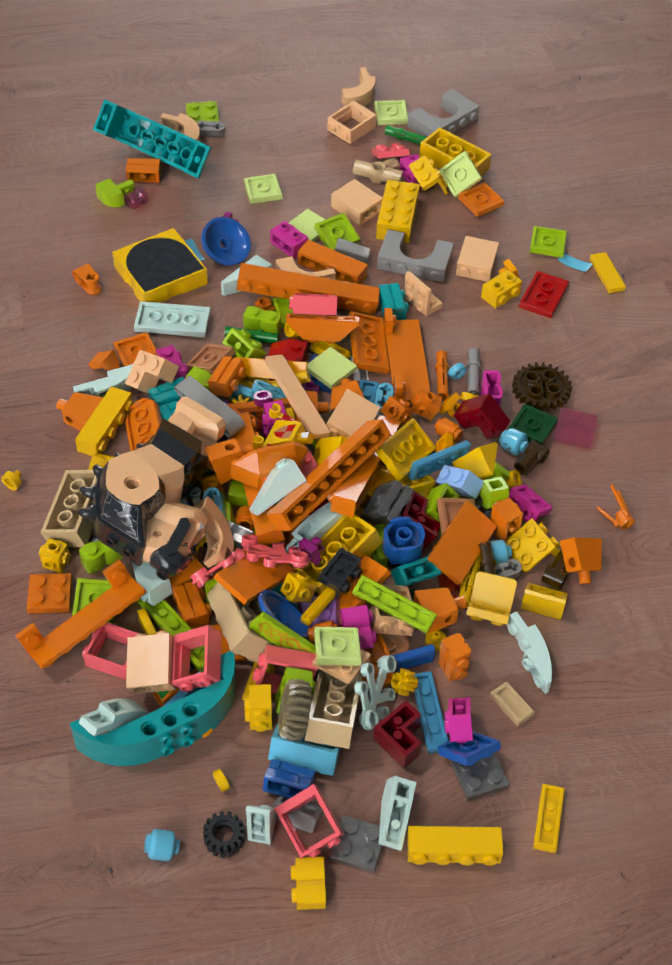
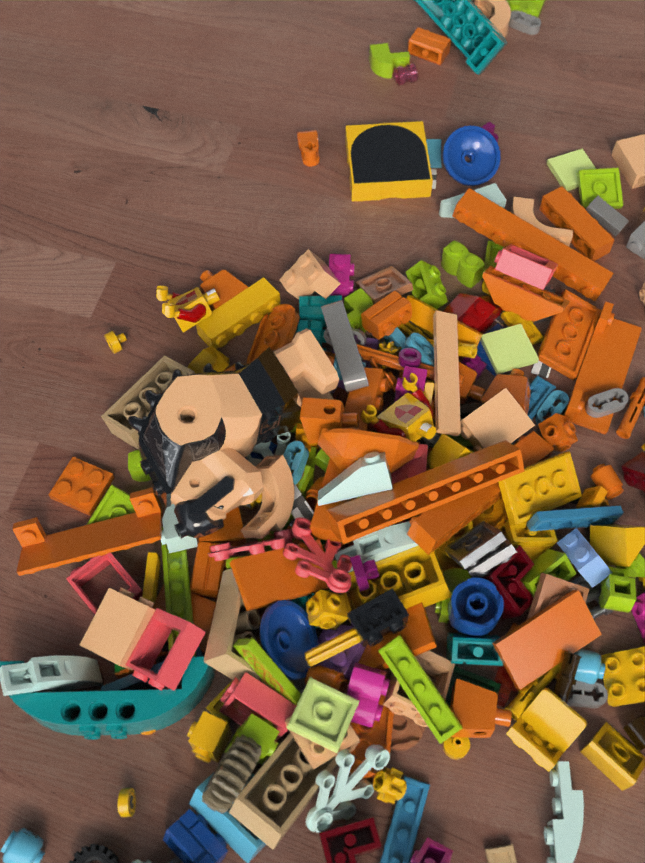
camera: 30 degrees right, 10 degrees up
(54, 555) = (106, 446): yellow brick -> none
(63, 429) = (188, 307): none -> torso
(107, 360) = (277, 246): orange tile -> none
(115, 378) = (252, 273): light aqua slope -> none
(128, 348) = (318, 240): orange plate -> none
(172, 319) = (370, 224): light aqua plate -> none
(260, 335) = (451, 278): green pin -> none
(262, 188) = (546, 108): yellowish green tile -> none
(264, 303) = (476, 244): orange plate -> none
(287, 239) = (542, 176): dark pink brick -> none
(393, 297) = (622, 293): teal brick -> none
(415, 657) = (417, 757): blue tile -> none
(416, 376) = (605, 399): none -> light grey beam
(426, 403) = (596, 438): orange brick -> none
(449, 404) = (624, 448): light orange tile -> none
(454, 657) = (462, 786): orange brick -> none
(507, 518) = (617, 630): orange brick -> none

